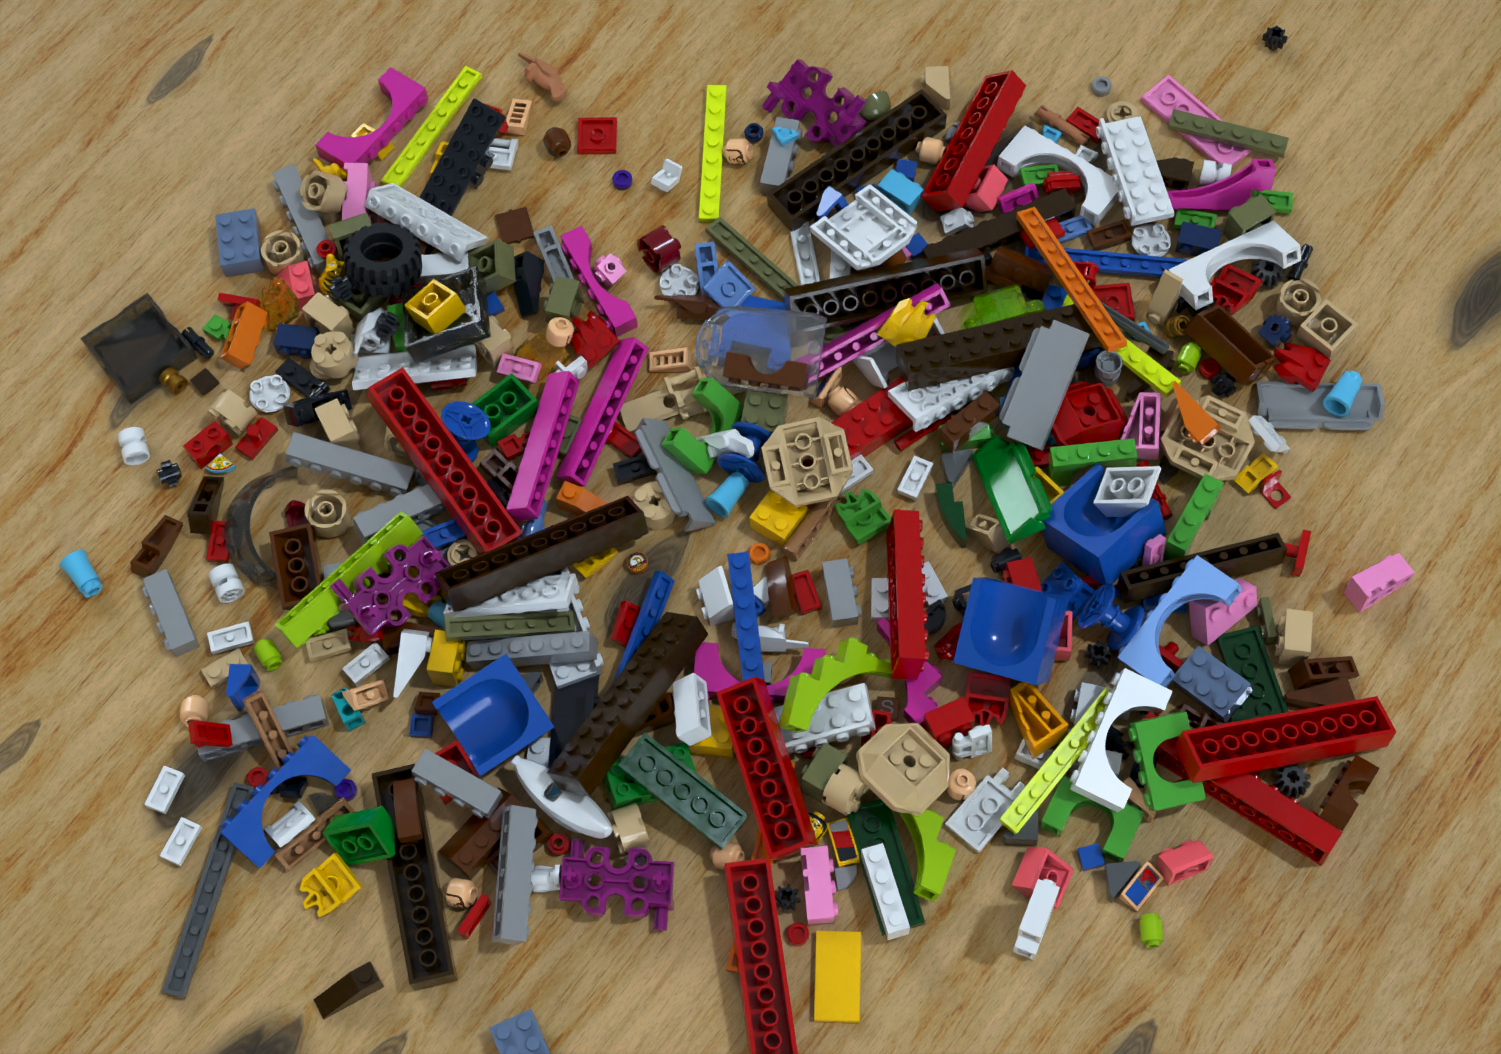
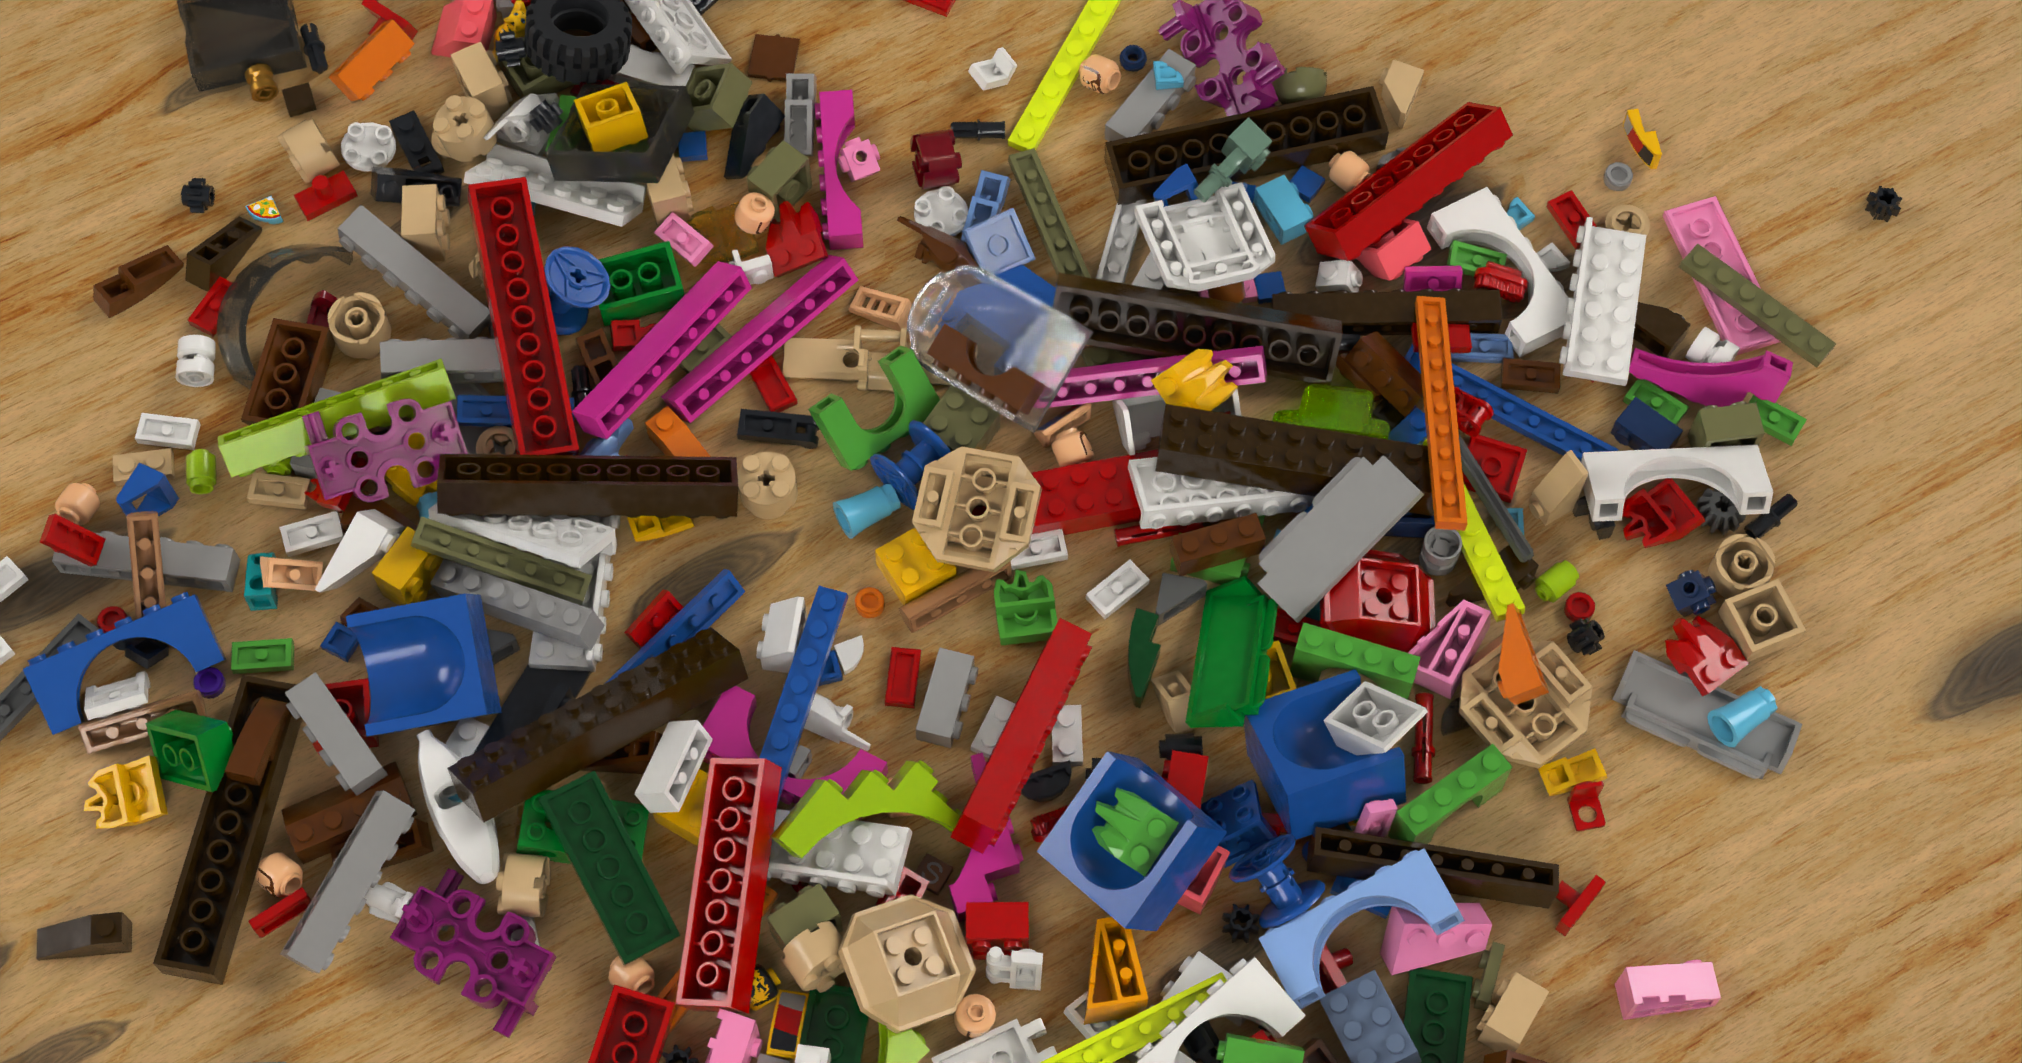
camera: 20 degrees right, 0 degrees up
(81, 572) = (32, 275): medium azure plant -> none
(133, 445) = (173, 144): white wheel -> none
(171, 613) = (111, 369): light grey brick -> none
(208, 444) = (260, 179): red brick -> none
(217, 328) = (347, 38): bright green plate -> none
(279, 303) = (433, 39): clear yellow plate -> none
(295, 340) = (428, 90): dark blue brick -> none
(322, 801) = (172, 684): clear smoke tile -> none
(374, 757) = (262, 656): none -> bright green plate
(448, 384) = (588, 223): red plate -> none
(561, 849) = (435, 874): red plate -> none
(622, 180) = (936, 53): dark purple tile -> none
(637, 562) = (710, 548): tile -> none
(673, 476) = (806, 460): light grey slope -> none
(677, 218) = (978, 129): none -> black axle
(728, 442) = (892, 442): white animal -> none
(781, 588) = (872, 660): reddish brown slope -> none
(862, 163) = (1244, 151): none -> sand green brick
(988, 696) = (1064, 917): red plate -> none
(1011, 621) = (1133, 830): none -> bright green plate
(1055, 121) = (1534, 199): nougat pin -> none
(1109, 59) = (1644, 143): none -> yellow slope
(1151, 240) = (1584, 405): white dish -> none
(1176, 326) = (1554, 531): pearl gold wheel -> none
(1230, 345) = (1619, 587): reddish brown piece -> none
(1266, 431) = (1613, 728): white plate -> none

